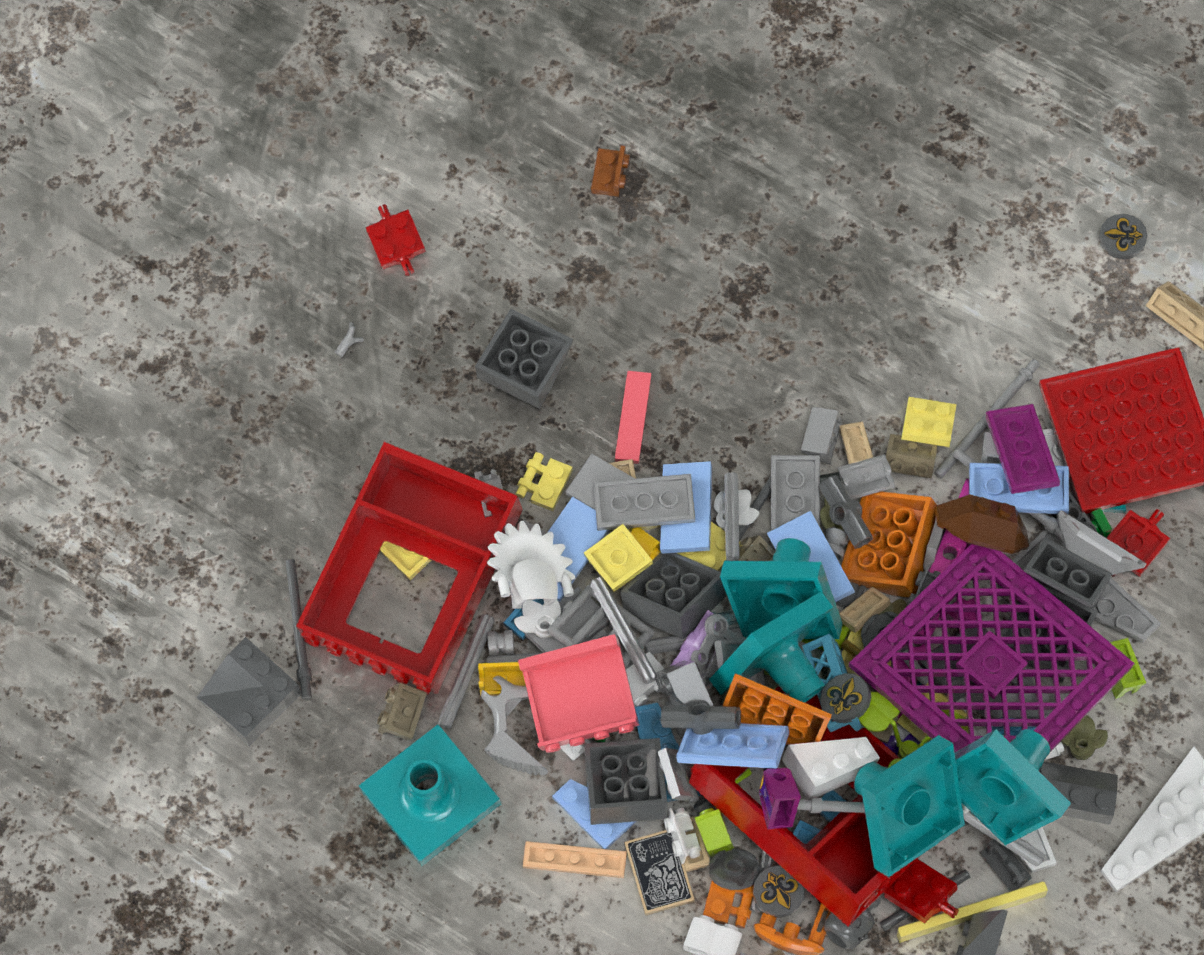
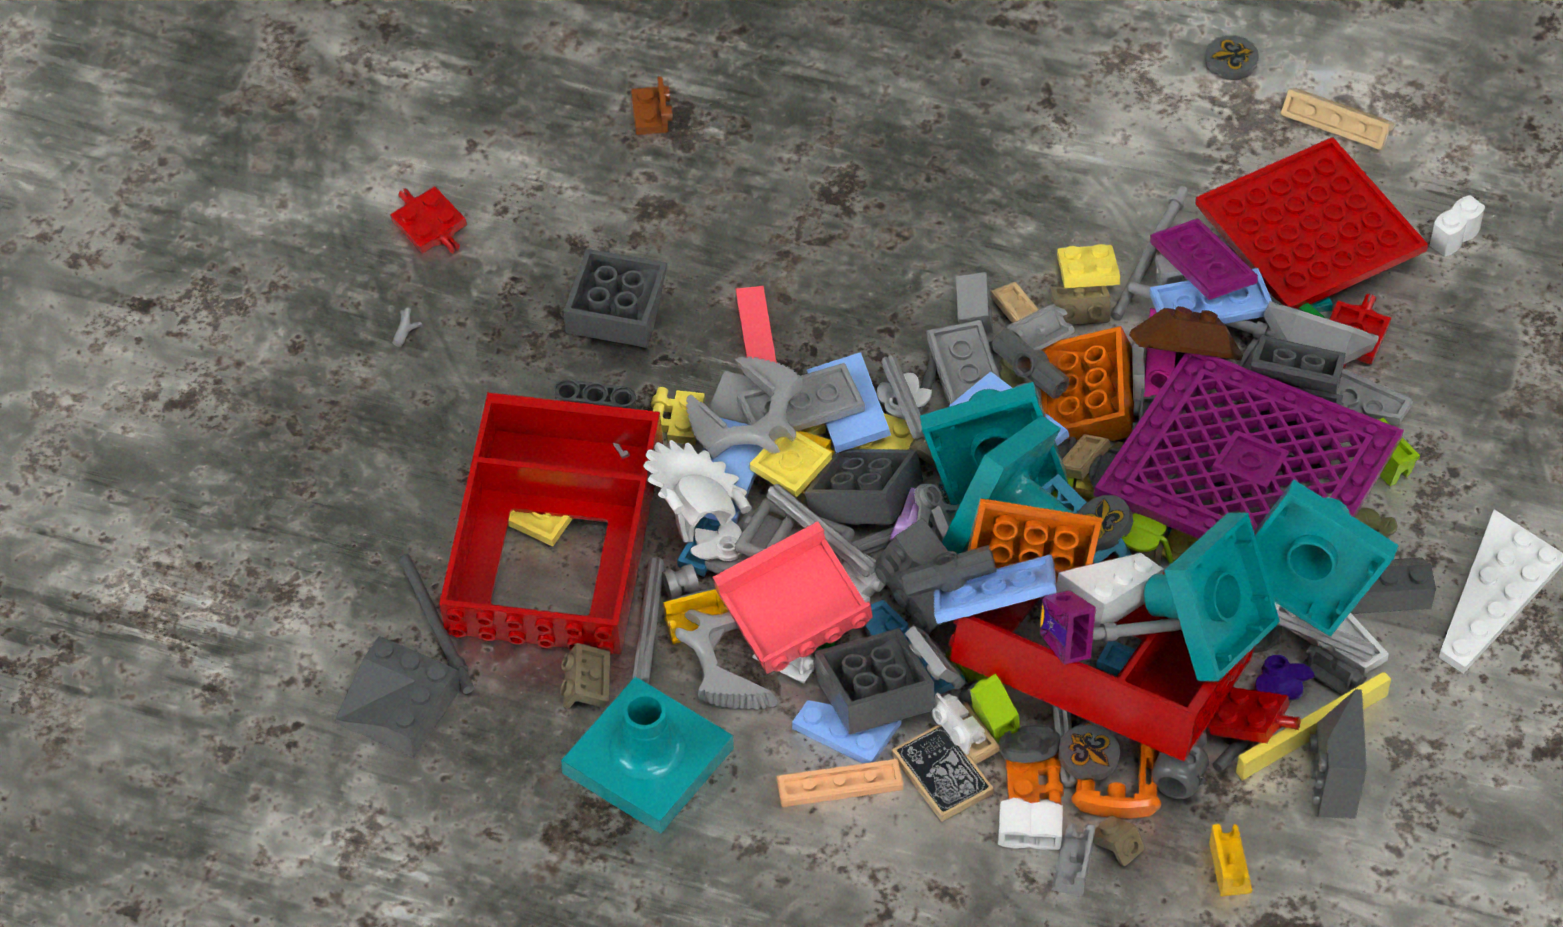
camera: 20 degrees left, 15 degrees down
(475, 444) = (595, 393): none -> dark grey beam
(563, 519) = (775, 381): none -> light grey piece
(961, 864) = (1283, 677): none -> dark purple plate

